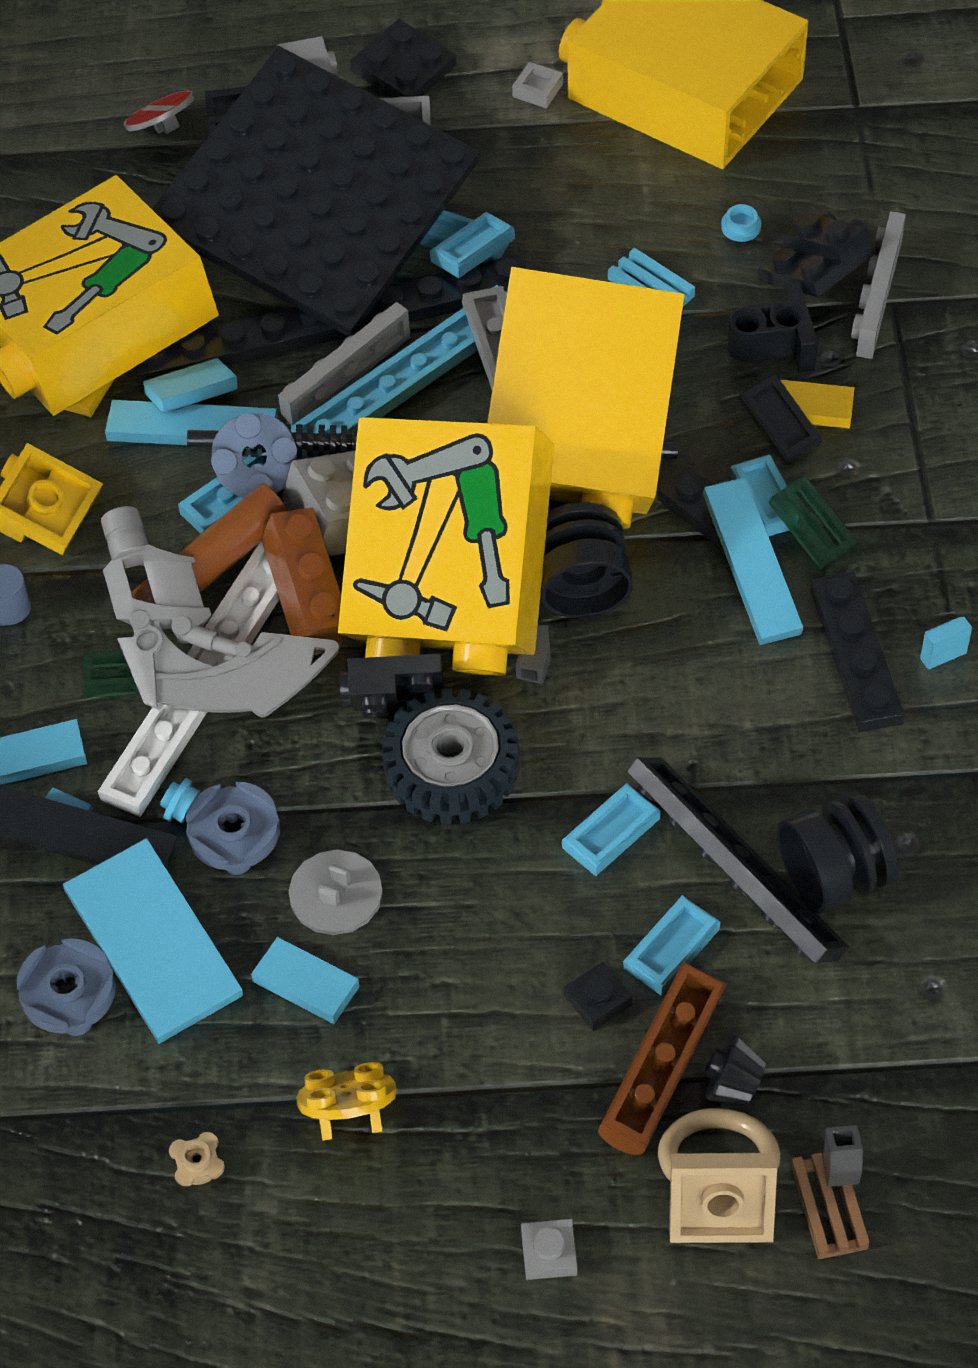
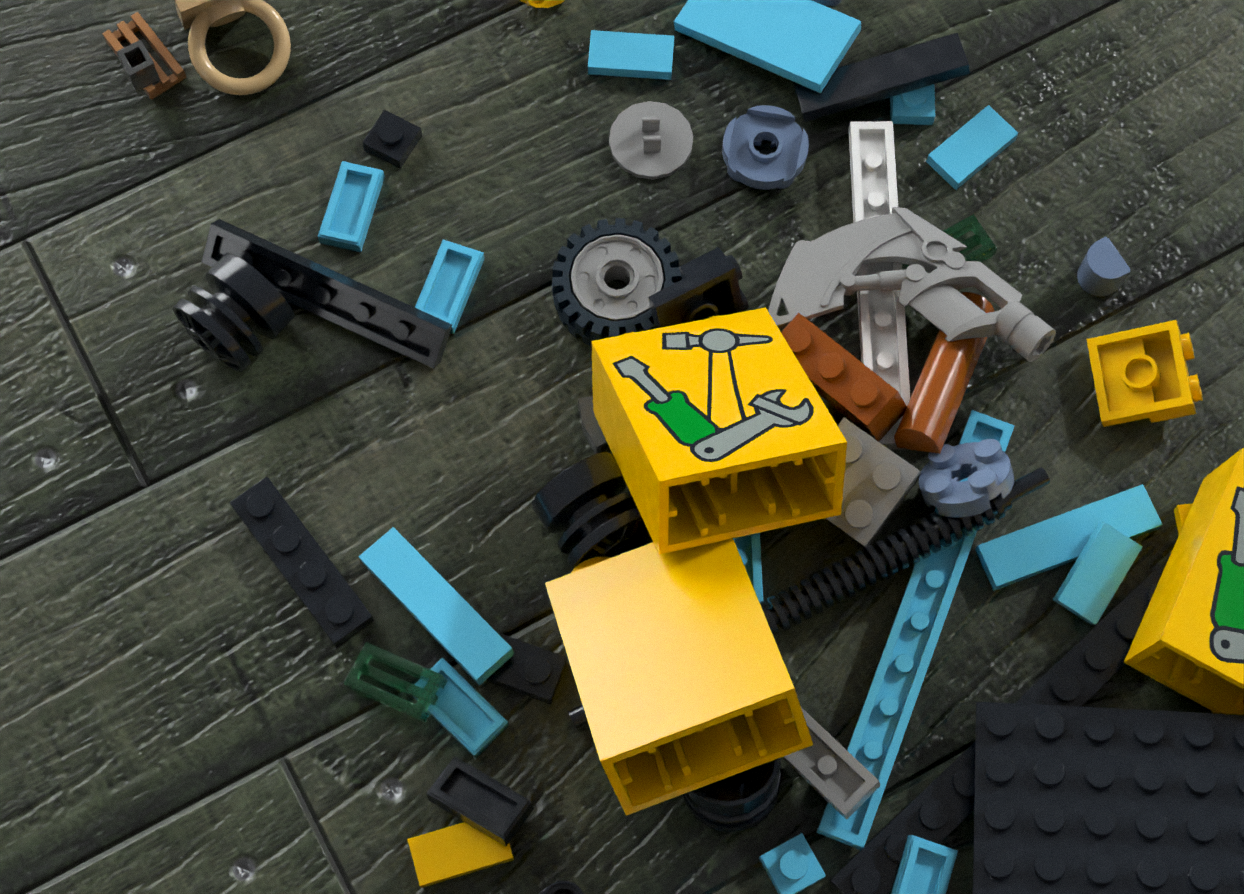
camera: 150 degrees right, 15 degrees up
(178, 800) = (821, 146): medium azure plate -> none
(345, 364) = (957, 689): light grey plate -> none
(661, 1060) = (314, 103): dark orange brick -> none
(733, 1073) = (252, 108): black piece -> none
(945, 642) = (214, 593): medium azure tile -> none

